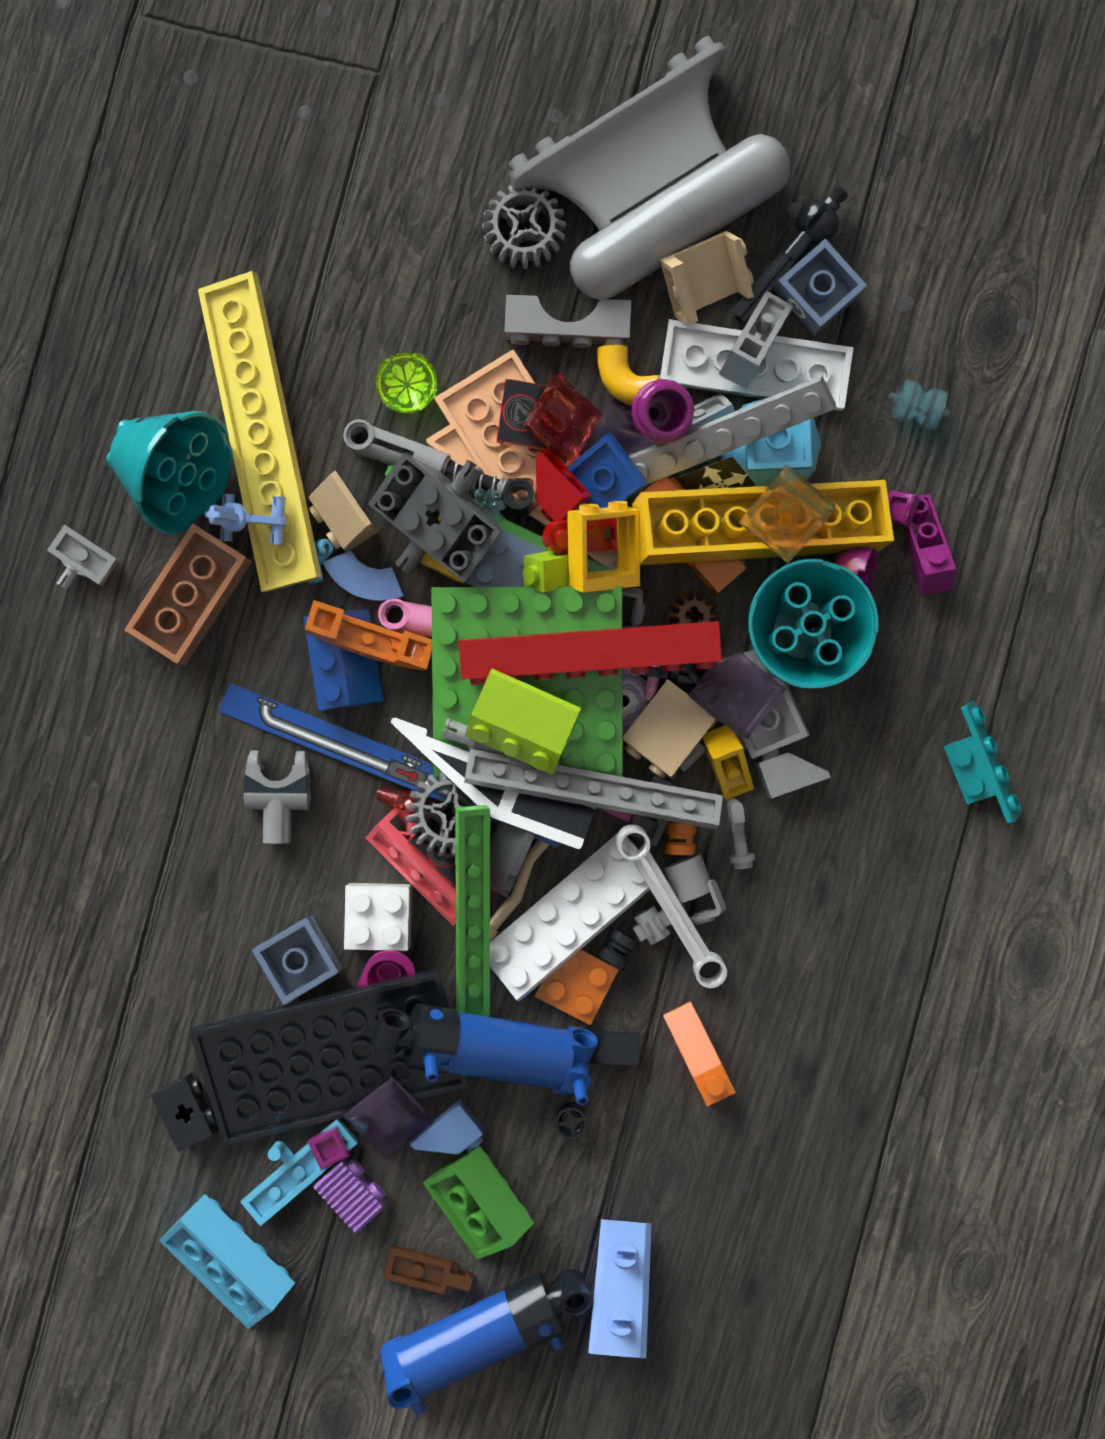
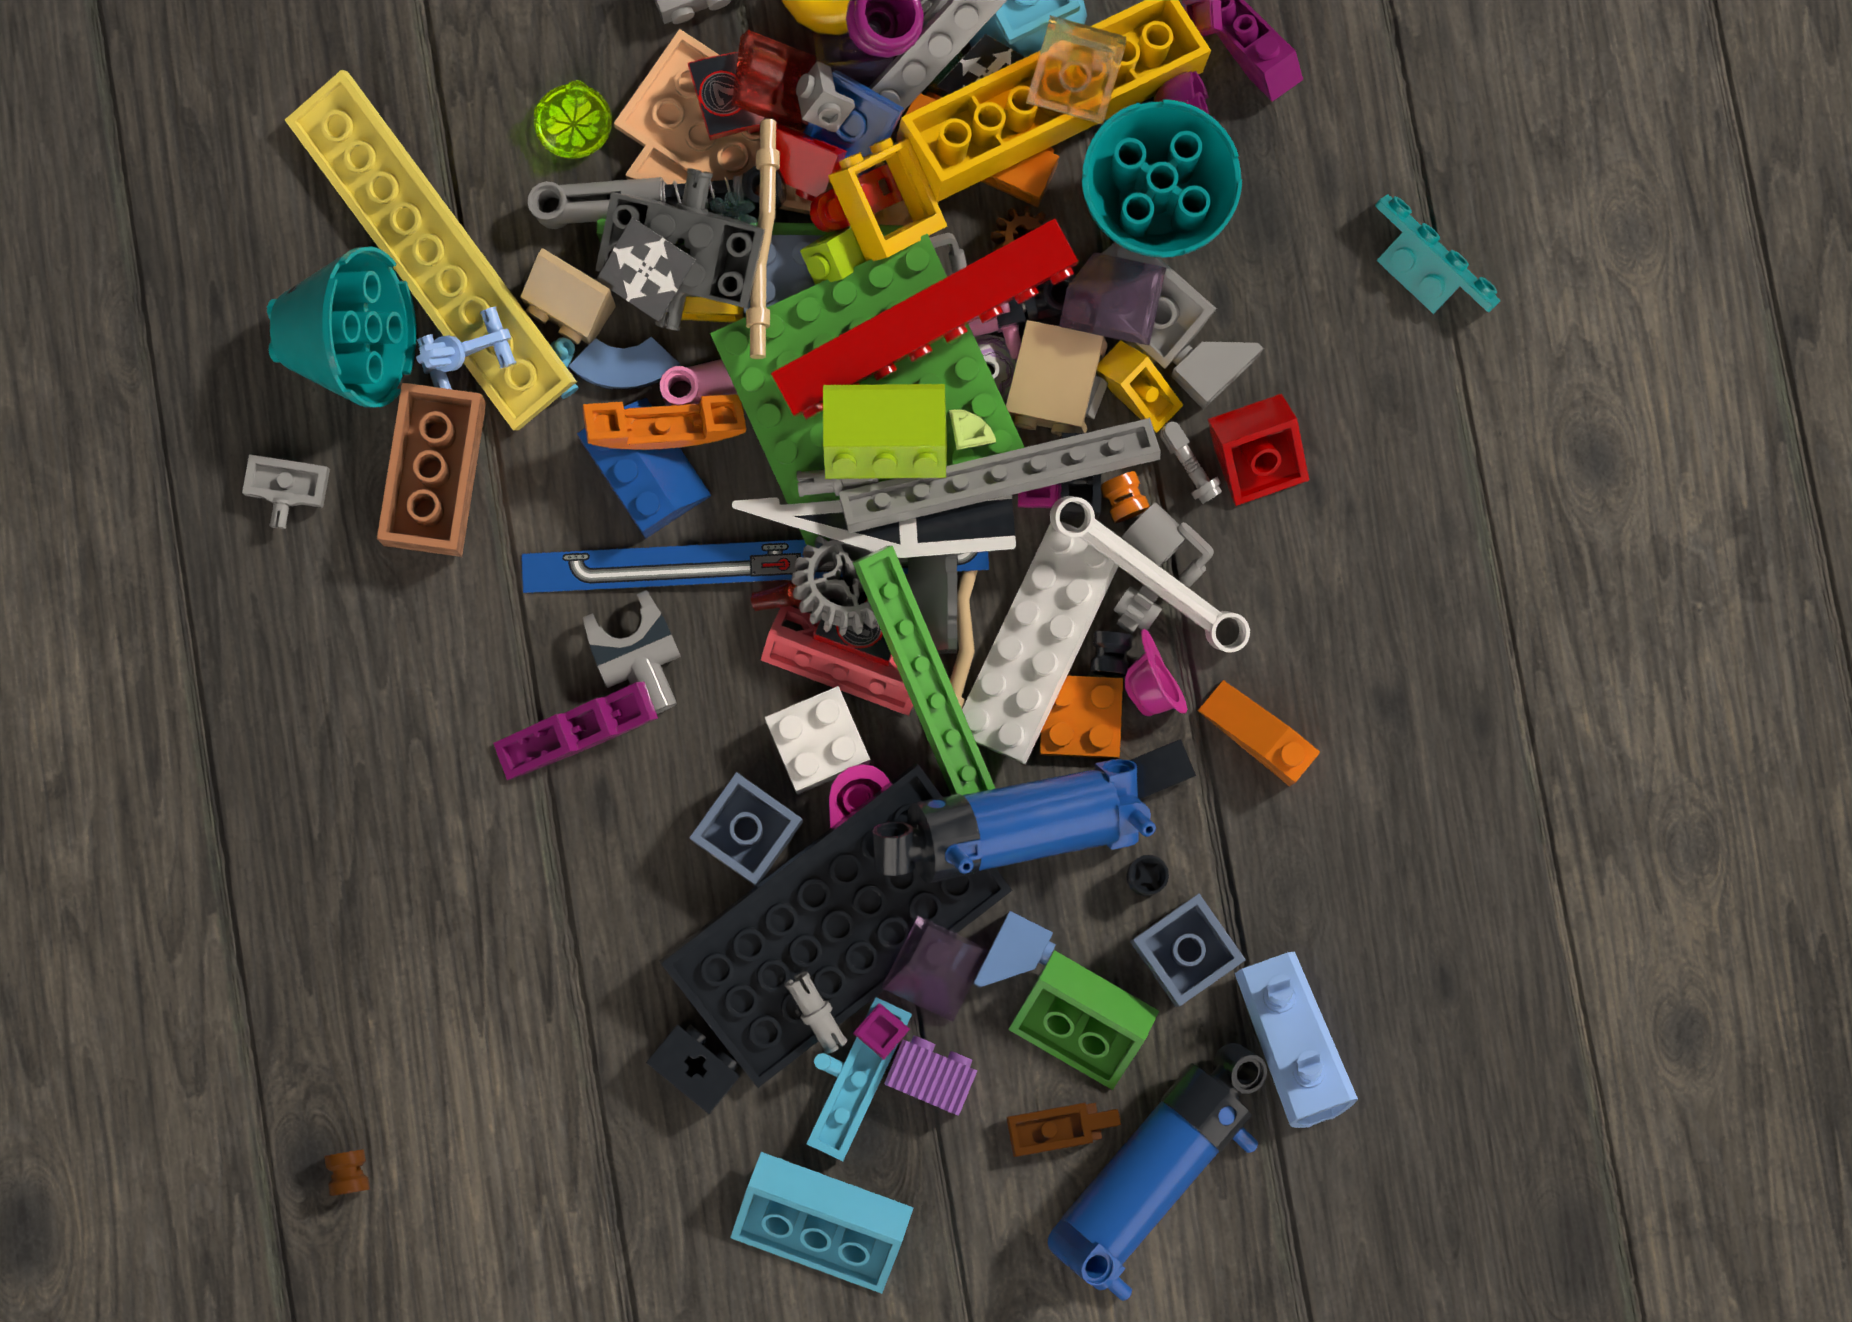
camera: 25 degrees left, 5 degrees down
(209, 830) = (575, 730): none -> magenta slope
(287, 1114) = (816, 1012): none -> light grey pin
(403, 521) = (645, 269): none -> black sticker
(528, 480) = (767, 162): none -> tan bar
(573, 1190) = (1187, 950): none -> sand blue brick
(587, 745) = (970, 430): none -> yellowish green tile
(588, 452) = (820, 102): none -> light grey bracket
(638, 984) = (1151, 683): none -> dark pink piece
(794, 847) = (1259, 449): none -> red slope

